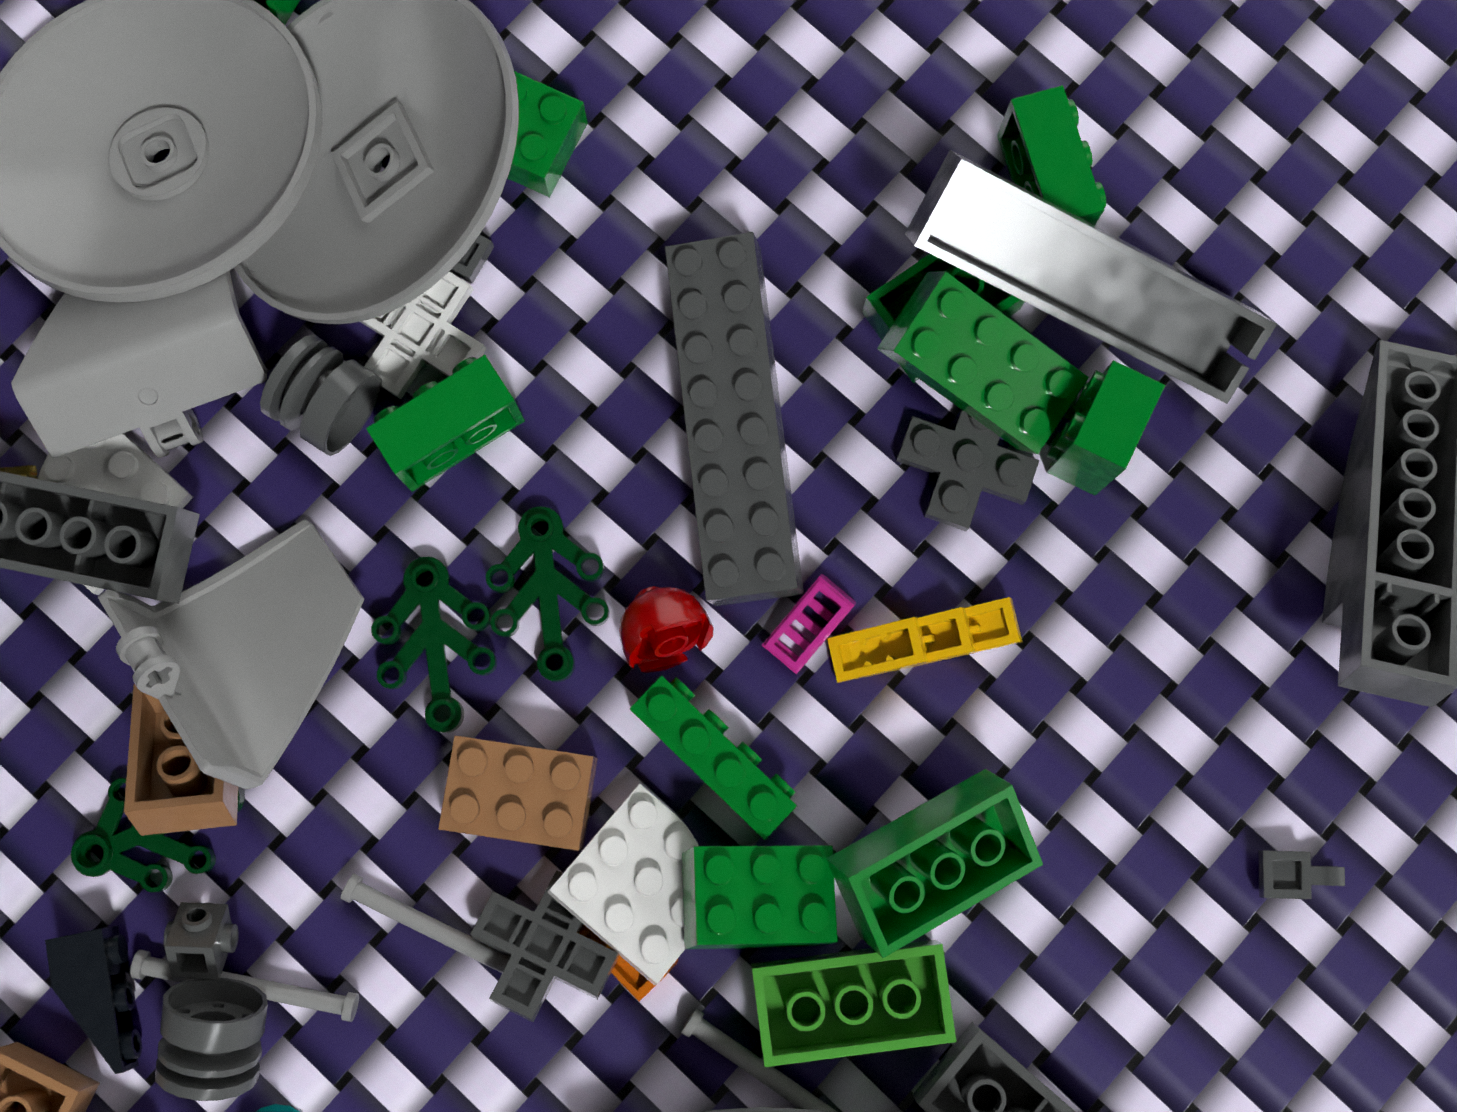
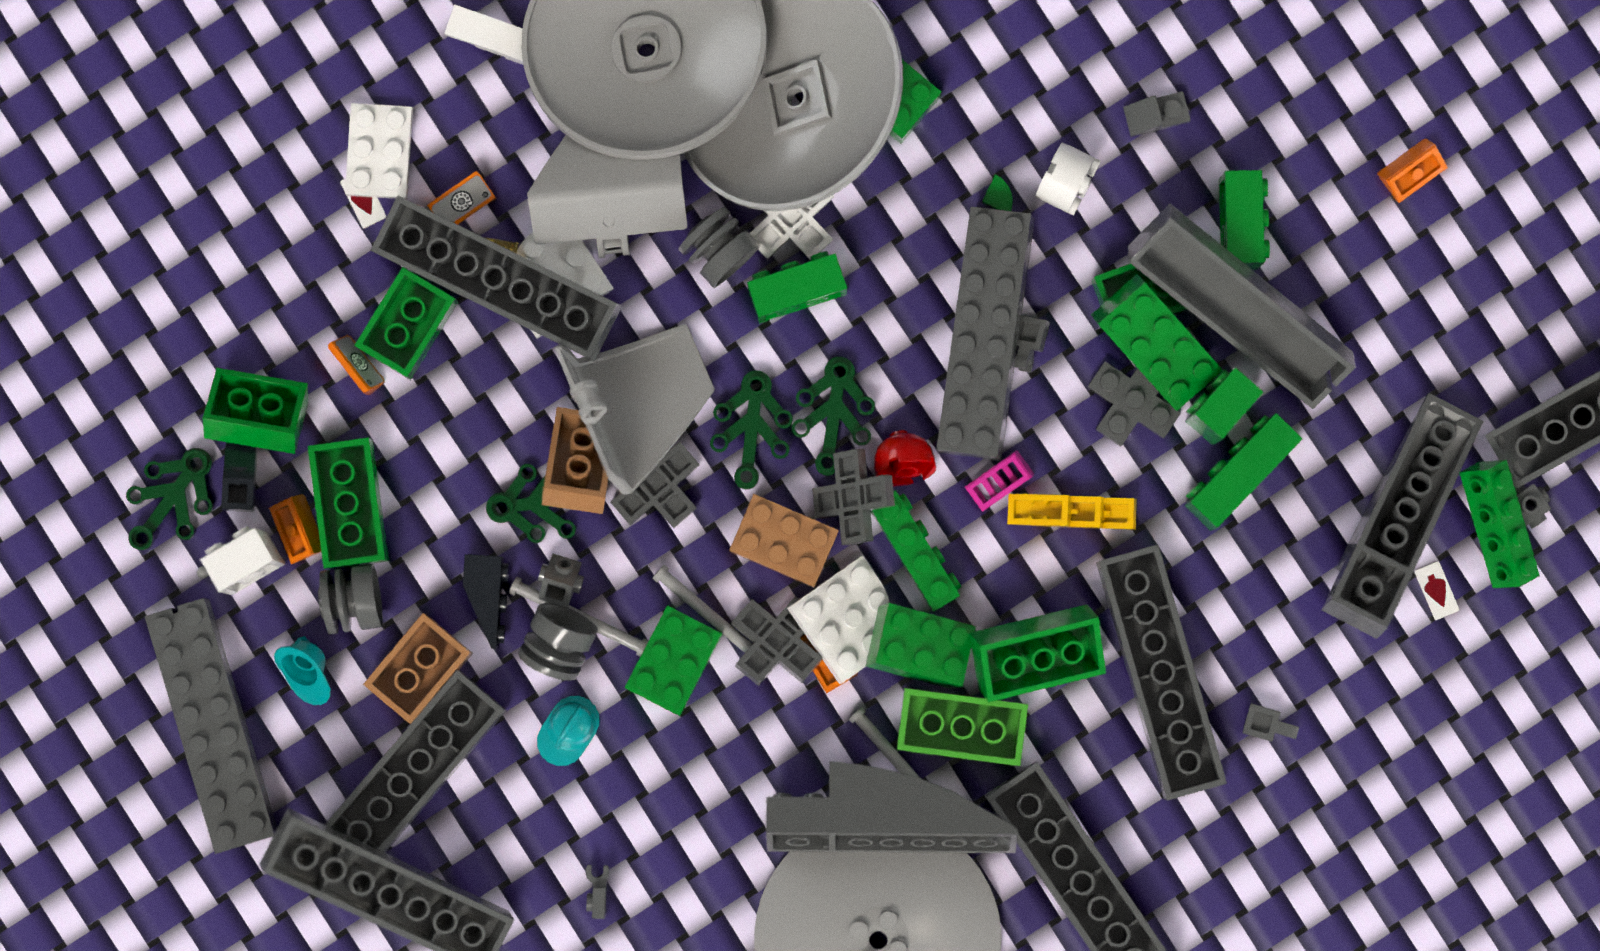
camera: 15 degrees right, 5 degrees up
(319, 764) = (661, 490): none -> dark grey plate
(397, 1017) = (673, 661): none -> green brick
(603, 701) = (853, 497): none -> dark grey plate
(700, 224) = (998, 195): none -> green tile
(790, 176) = (1067, 178): none -> white brick
(799, 411) = (1030, 338): none -> dark grey plate
(888, 67) = (1156, 113): none -> dark grey slope
(1125, 845) = (1161, 672): none -> dark grey brick
(1155, 517) = (1245, 469): none -> green brick
(1256, 54) = (1412, 170): none -> orange slope

